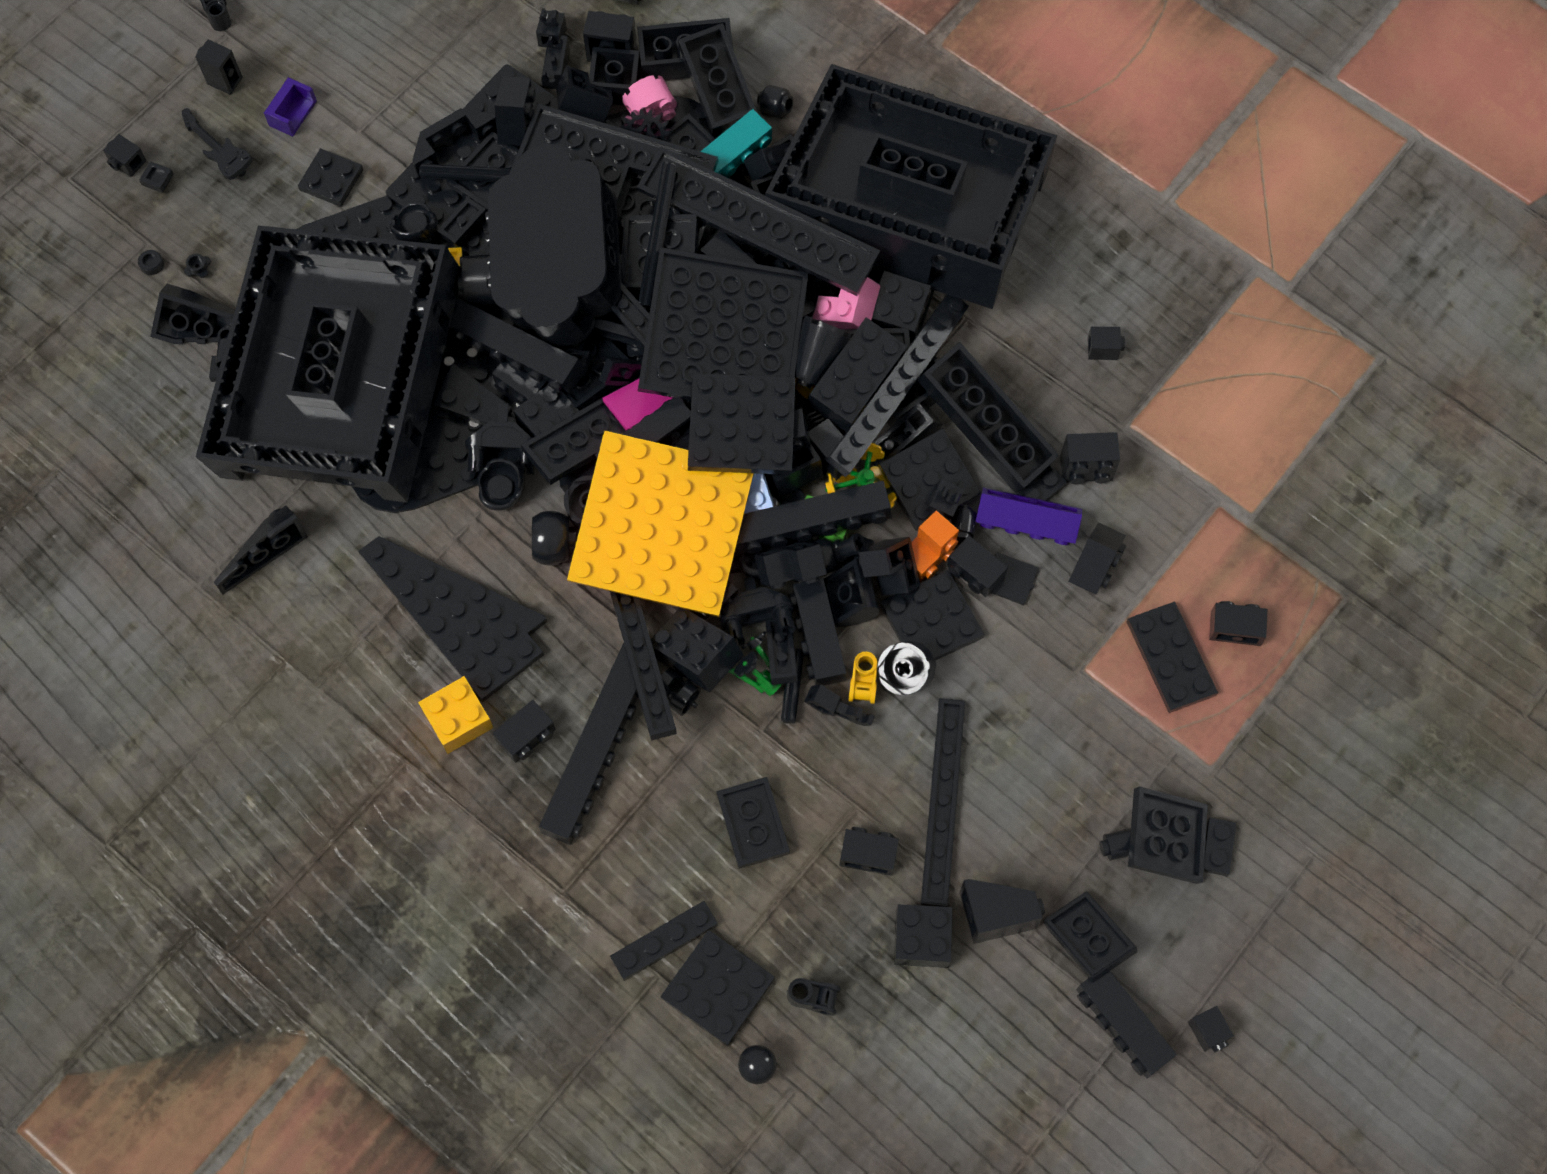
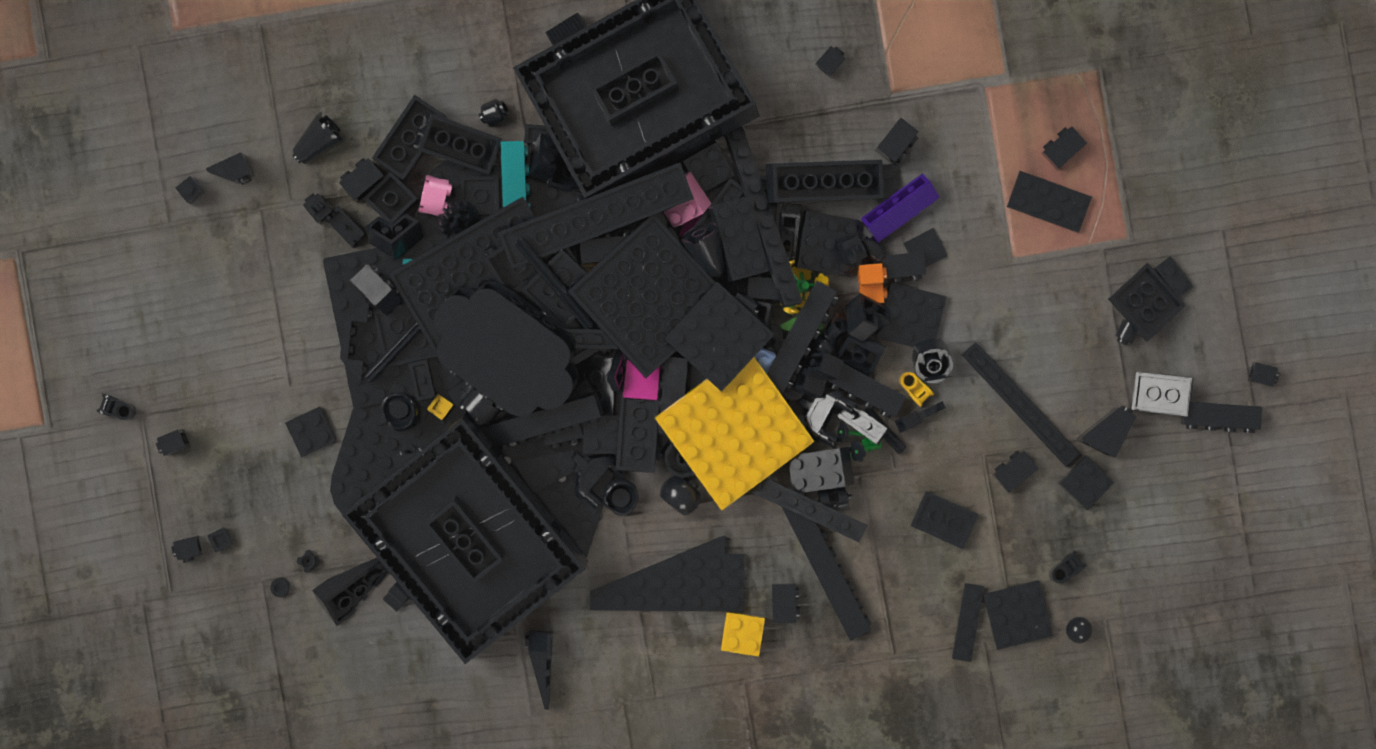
camera: 50 degrees left, 20 degrees up
(230, 159) = (247, 485): black piece -> none
(290, 106) = (237, 418): dark purple panel -> none
(1101, 552) = (960, 191): black brick -> none

